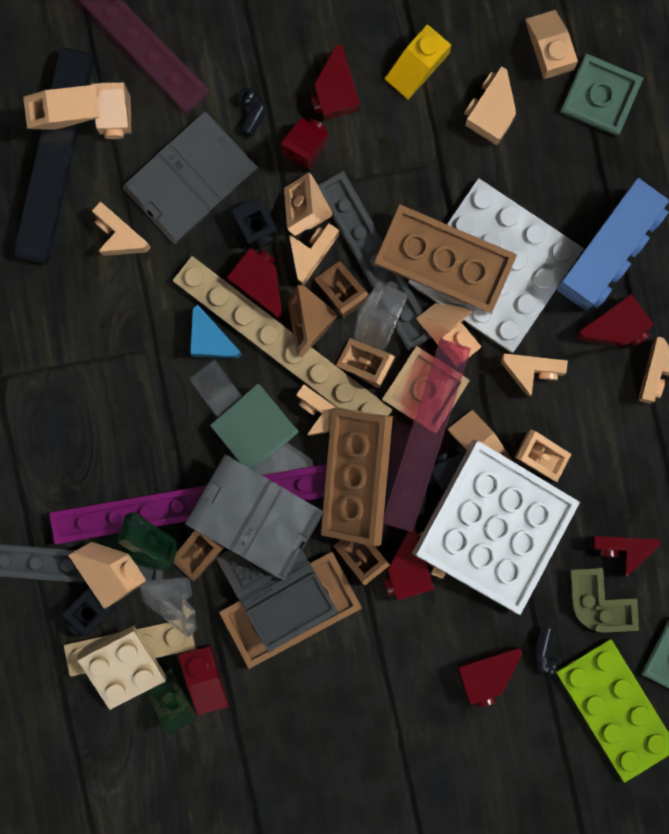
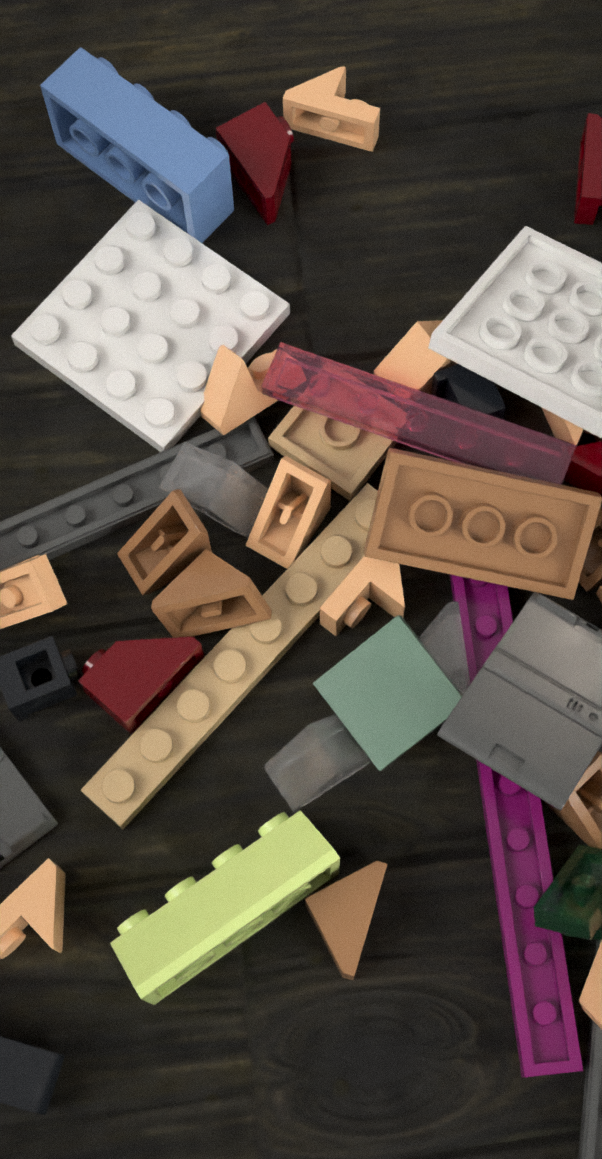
camera: 90 degrees left, 15 degrees down
(128, 343) = (225, 906): none -> yellowish green slope
(129, 411) = (345, 912): none -> medium nougat slope
(208, 339) = (227, 766): dark azure slope -> none
(308, 259) = (107, 598): light nougat slope -> none
(445, 259) = (132, 380): medium nougat plate -> none
(523, 369) = (319, 283): light nougat slope -> none
(542, 455) = (446, 276): light nougat slope -> none

